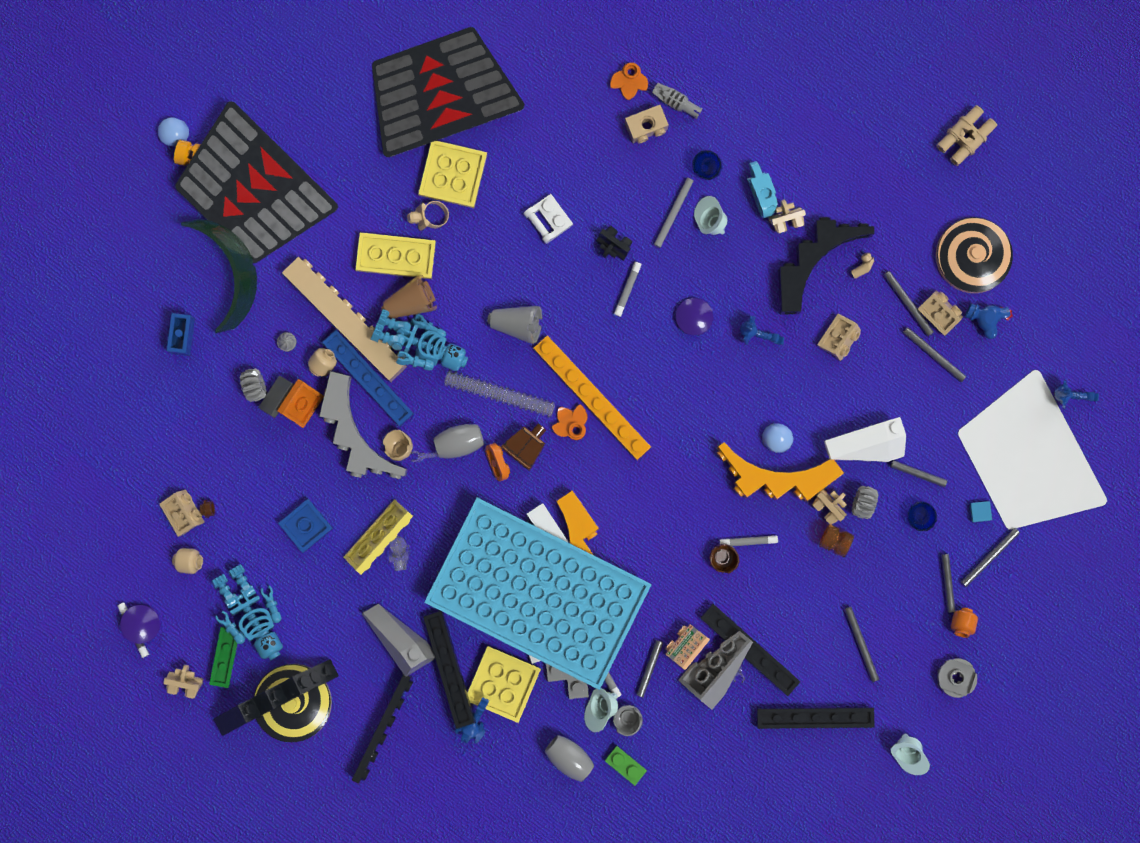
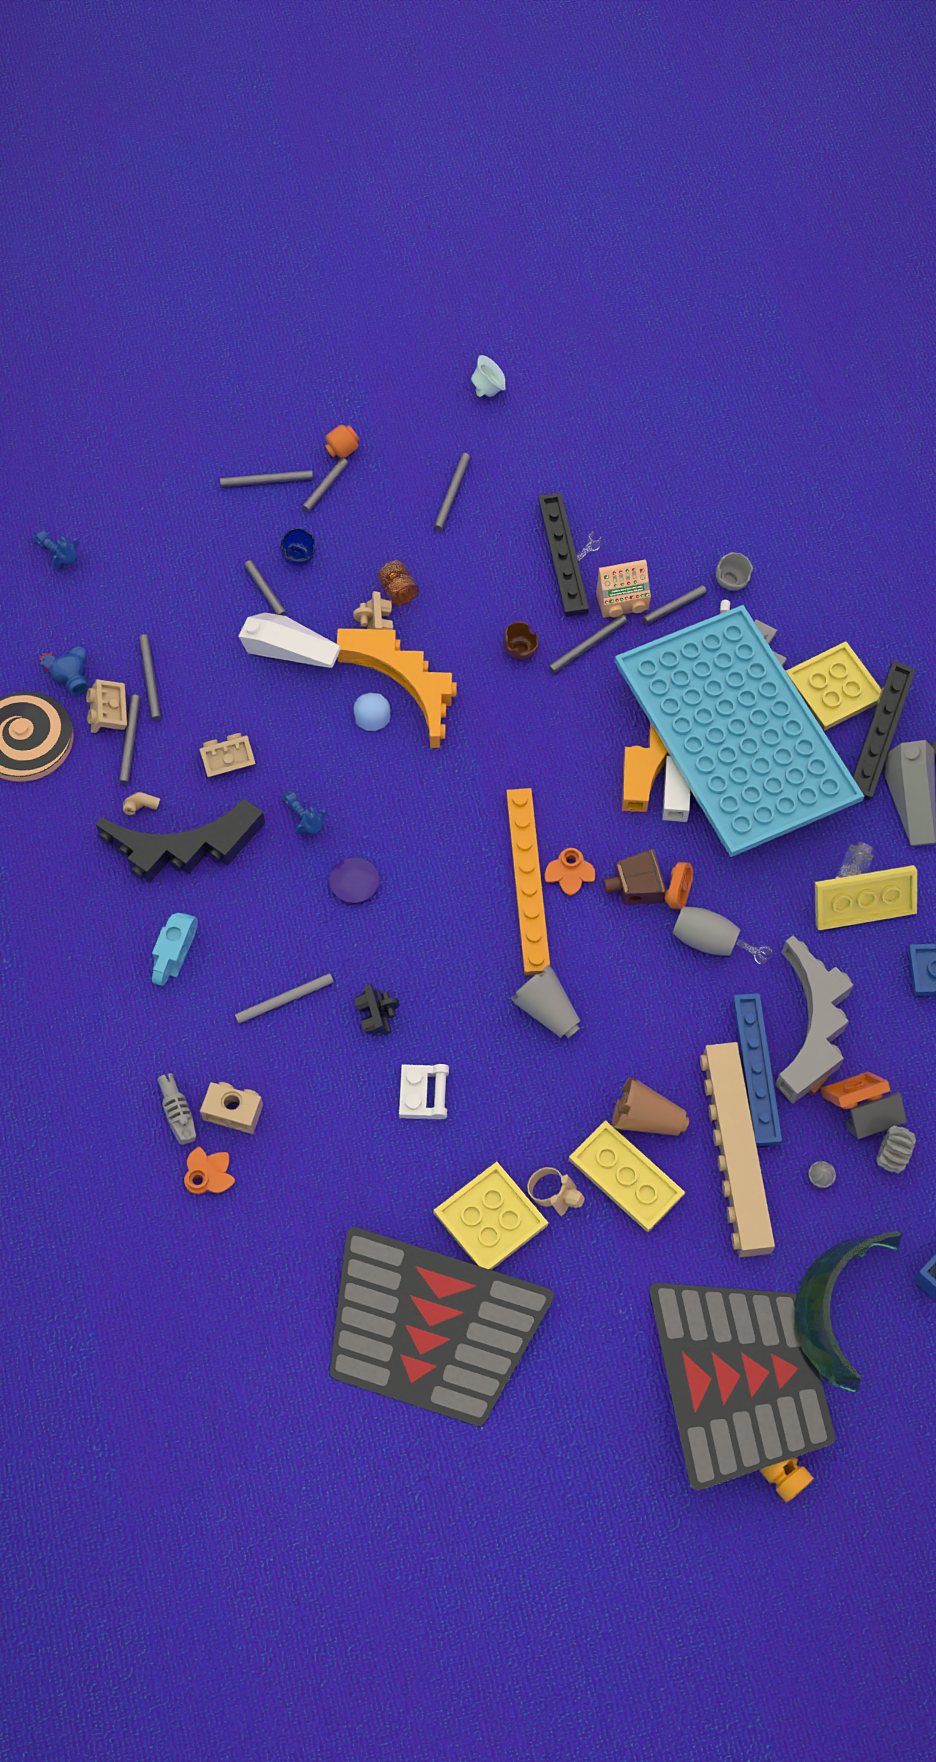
camera: 140 degrees left, 20 degrees down
(172, 130) = (788, 1525): light blue hair -> none
(322, 362) = (798, 1118): tan head -> none
(397, 445) = (776, 974): tan hair -> none
(451, 355) = (663, 1036): dark azure piece -> none
(474, 731) = (877, 671): blue piece -> none
(499, 393) = (624, 950): clear piece -> none
(569, 758) = (818, 578): light grey piece -> none
(599, 709) = (756, 595): light aqua piece -> none
(625, 765) = (765, 543): bright green plate -> none
(627, 289) = (399, 958): light grey bar -> none
(682, 594) = (587, 644): none -> flat silver bar
(707, 165) = (206, 1013): clear blue hair -> none
(710, 216) = (251, 960): light aqua piece -> none
(714, 674) = (607, 550): light grey wedge -> none
(750, 540) = (482, 644): light grey bar -> none
(795, 215) = (167, 902): tan hips -> none
(815, 718) = (550, 462): black plate -> none
(865, 502) = (340, 593): light grey gear -> none
(966, 671) = (389, 418): light grey plate -> none
(981, 511) = (238, 519): dark azure tile -> none
(1030, 457) = (147, 534): white sticker -> none

